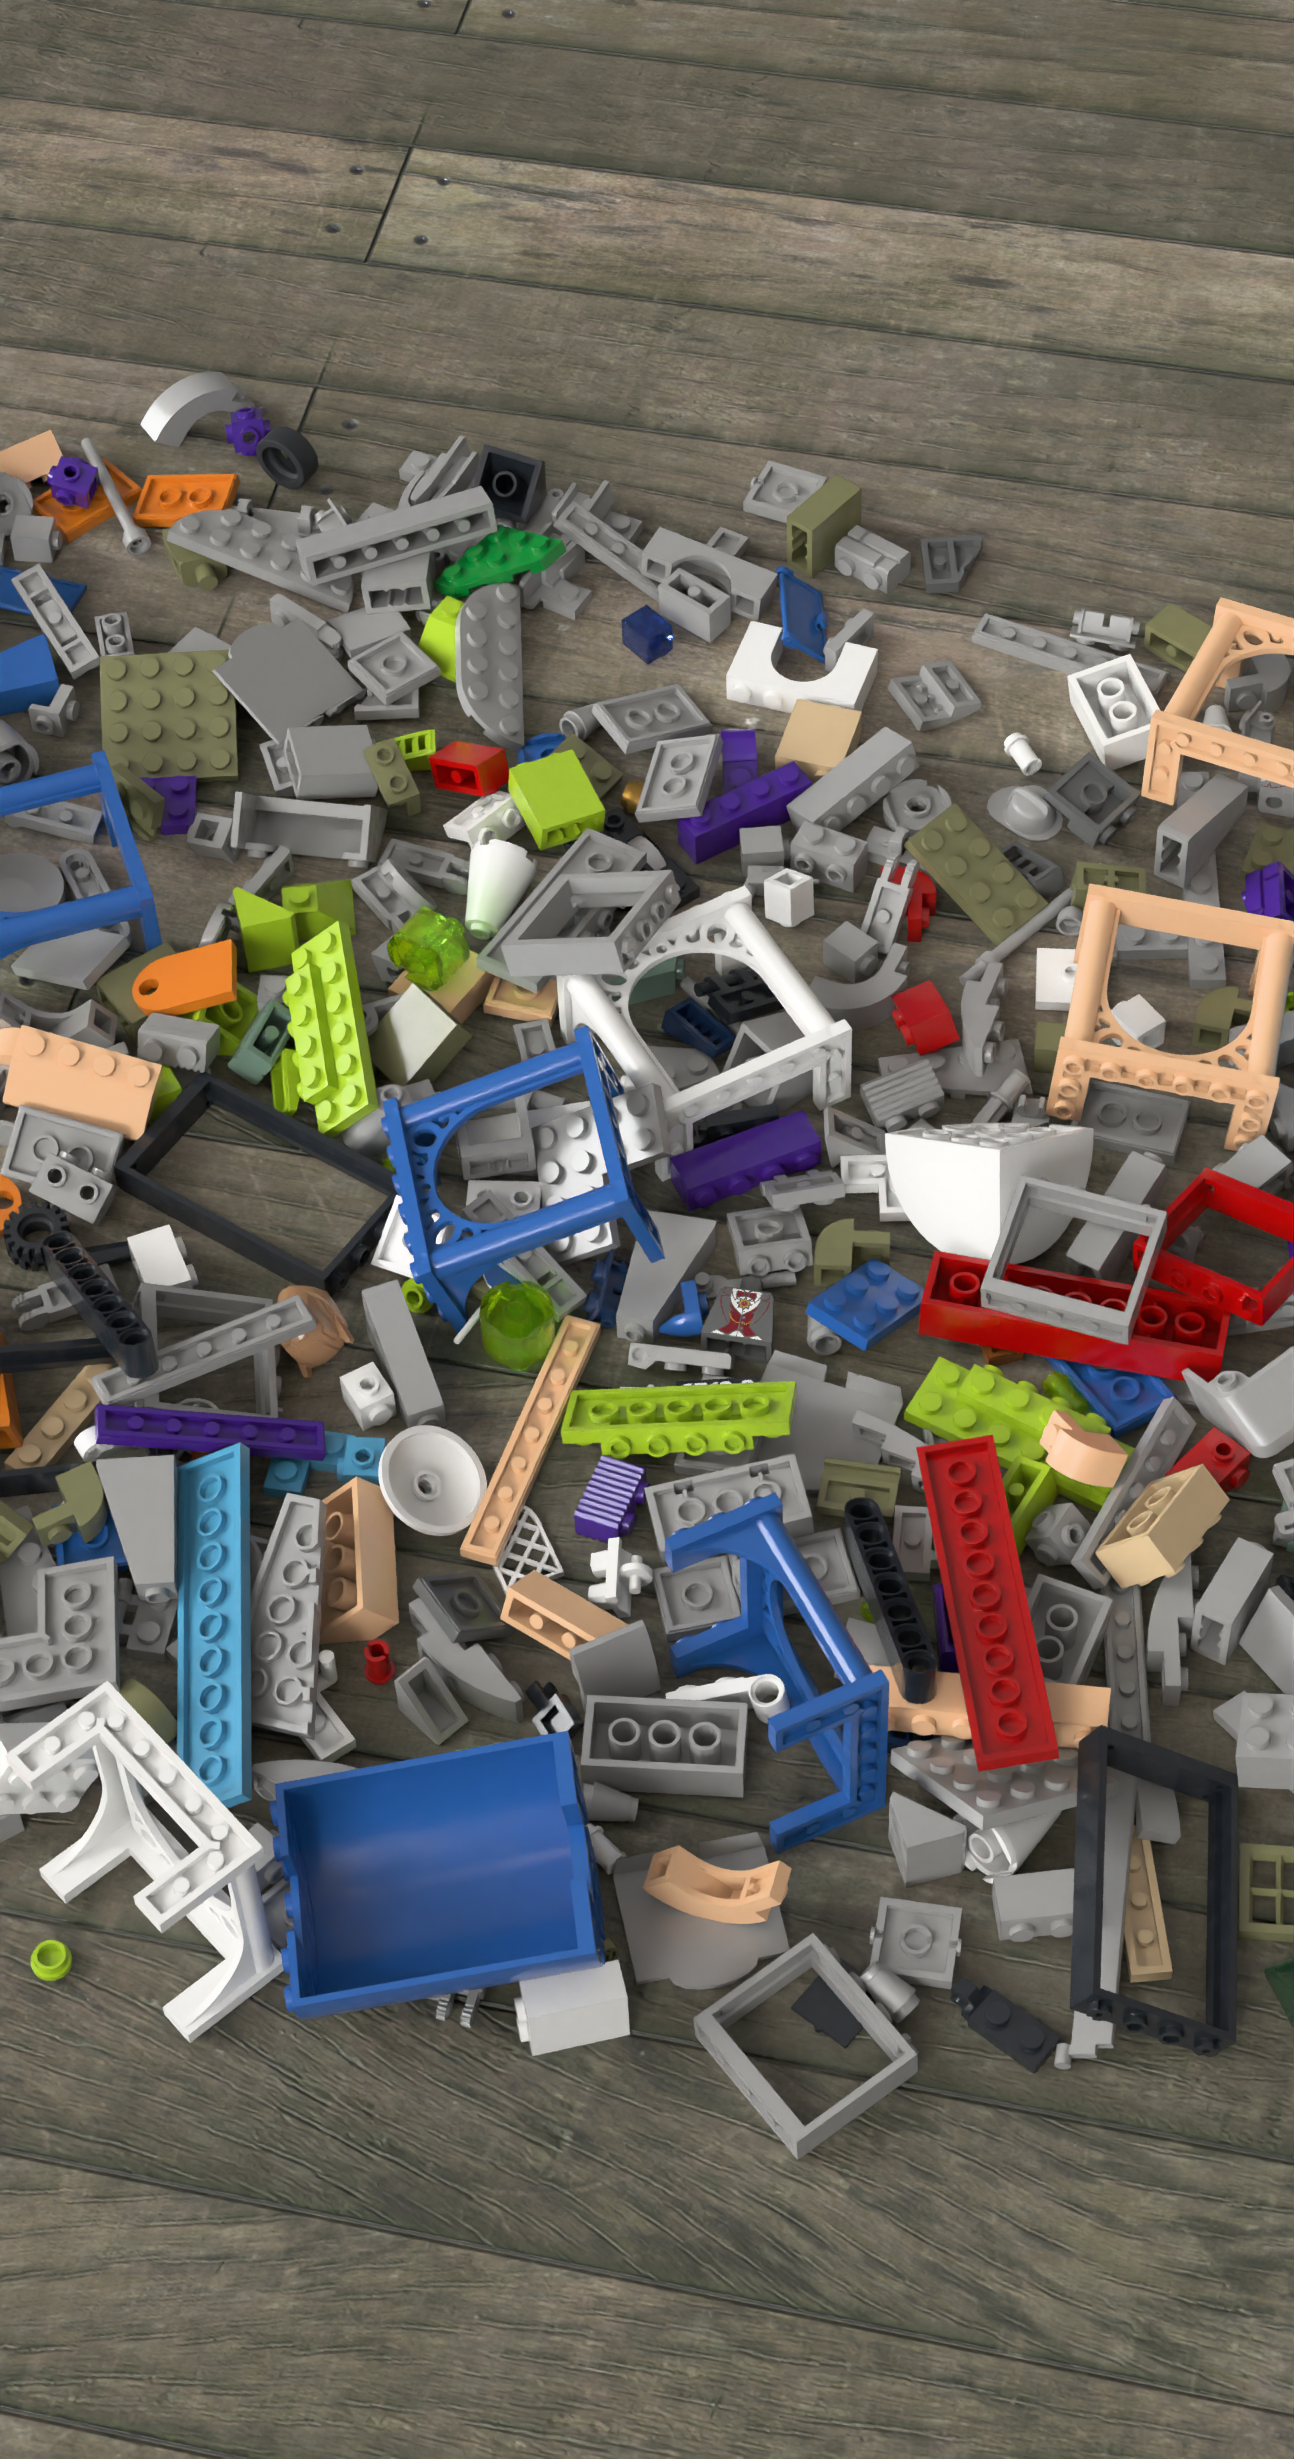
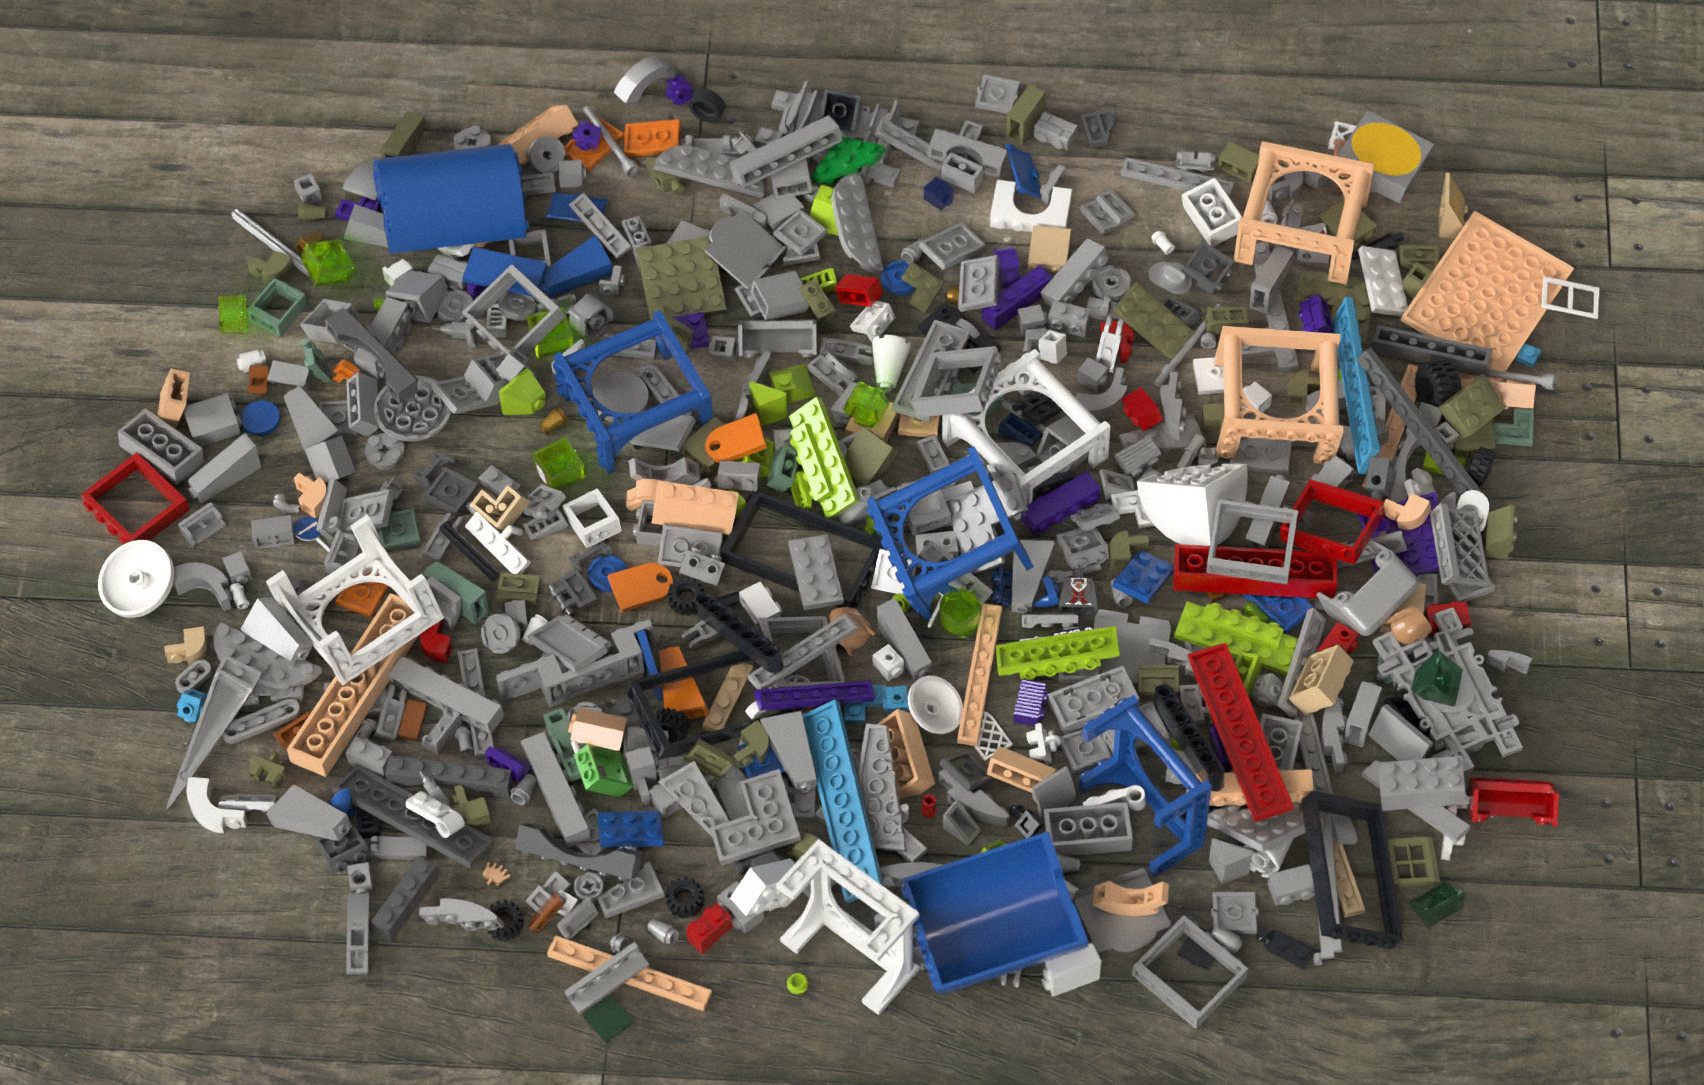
camera: 10 degrees left, 5 degrees up
(272, 1221) = (815, 572): none -> light grey plate
(555, 799) = (913, 304): lime brick -> none
(1081, 1454) = (1272, 646): light nougat brick -> none

